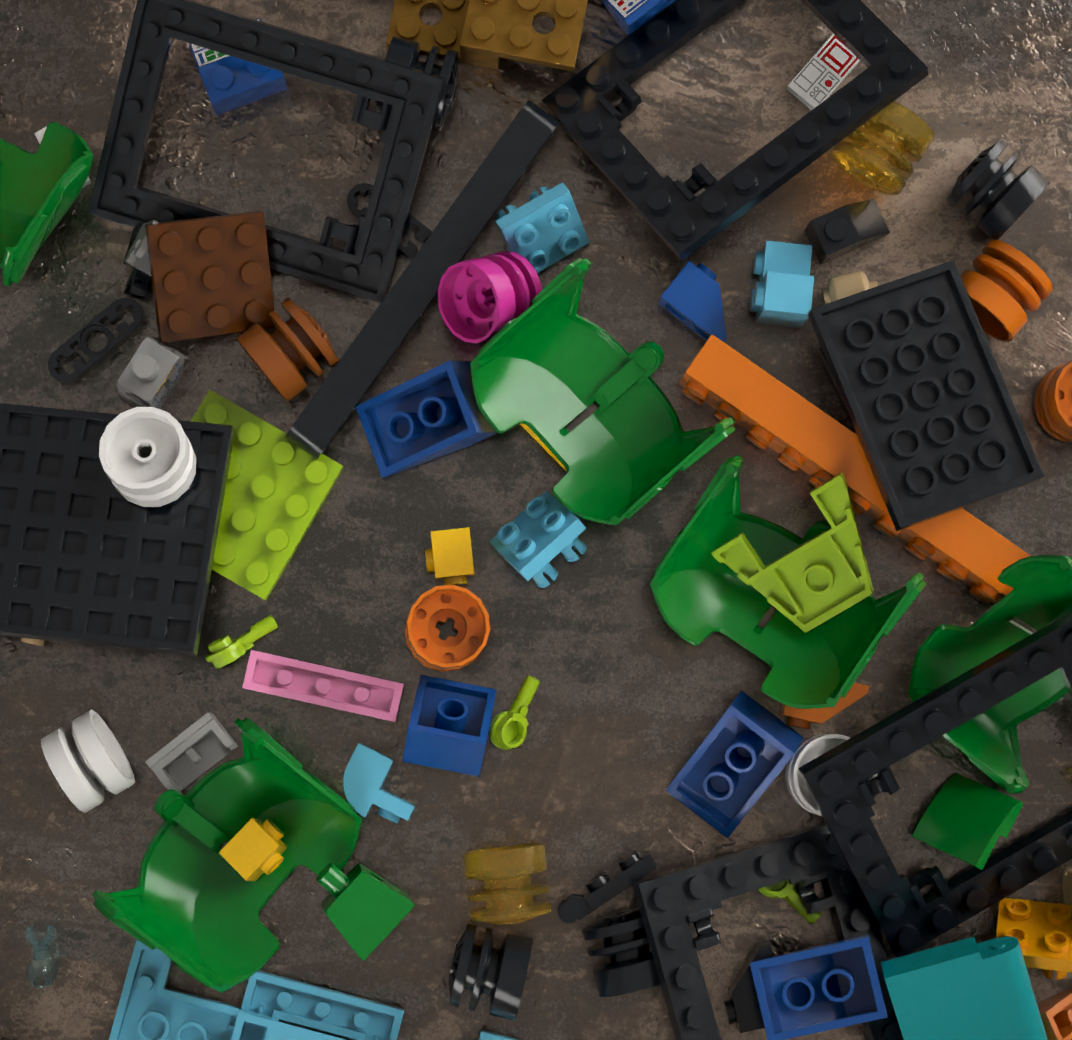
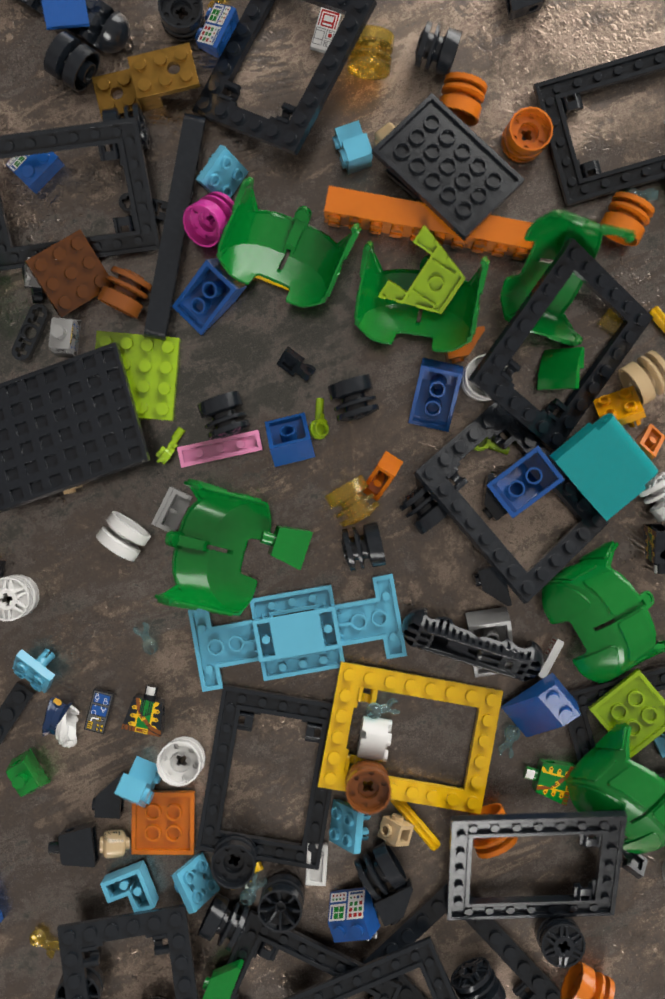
camera: 15 degrees left, 5 degrees up
(147, 456) = (80, 374): white wheel -> none
(255, 849) = (224, 541): yellow brick -> none
(356, 633) = (223, 415): none -> black wheel
(364, 784) = (261, 485): medium azure brick -> none
(451, 556) = (252, 357): yellow brick -> none
(469, 623) = (263, 380): orange wheel -> none
(516, 599) = (293, 363): none -> black plate
(538, 537) = (289, 328): medium azure plate -> none
(581, 861) = (382, 475): none -> orange slope
(590, 707) = (353, 398): none -> black wheel
(605, 888) = (400, 482): black hinge -> none
(696, 301) = (313, 175): blue slope -> none
(845, 229) = (371, 106): black slope -> none

